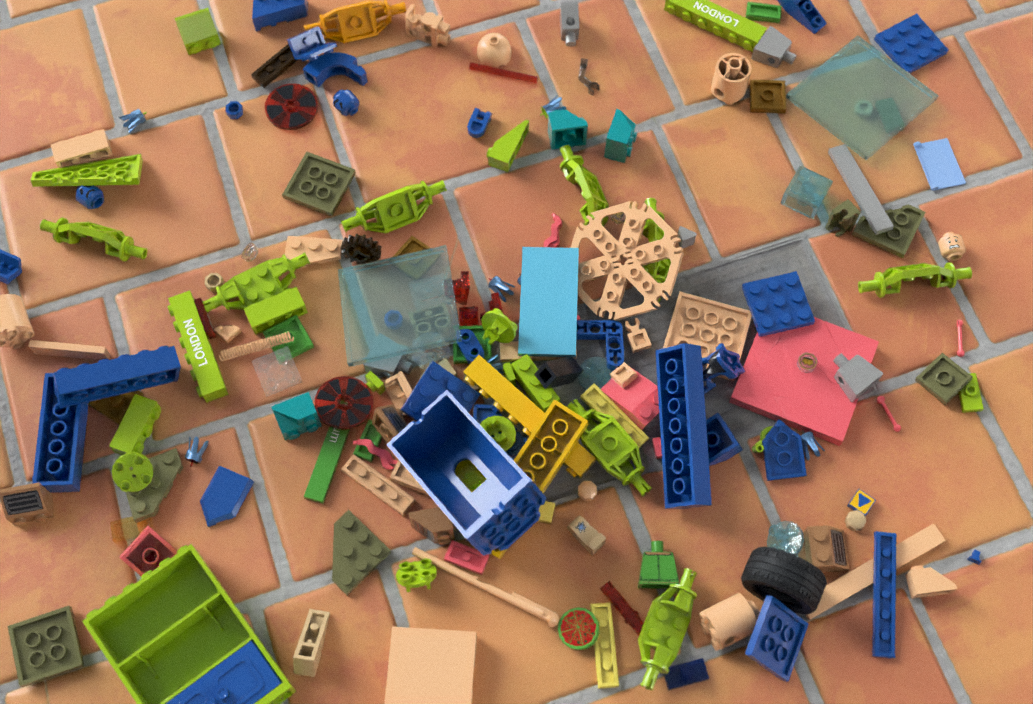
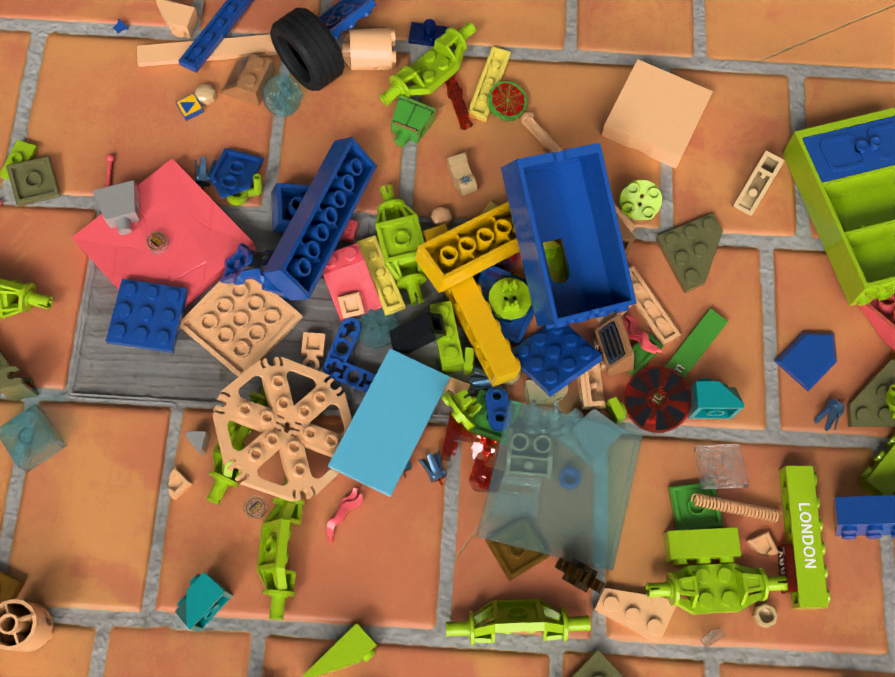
camera: 160 degrees left, 5 degrees up
(566, 129) = (260, 642): teal slope -> none
(684, 208) = (177, 484): none -> light nougat tile

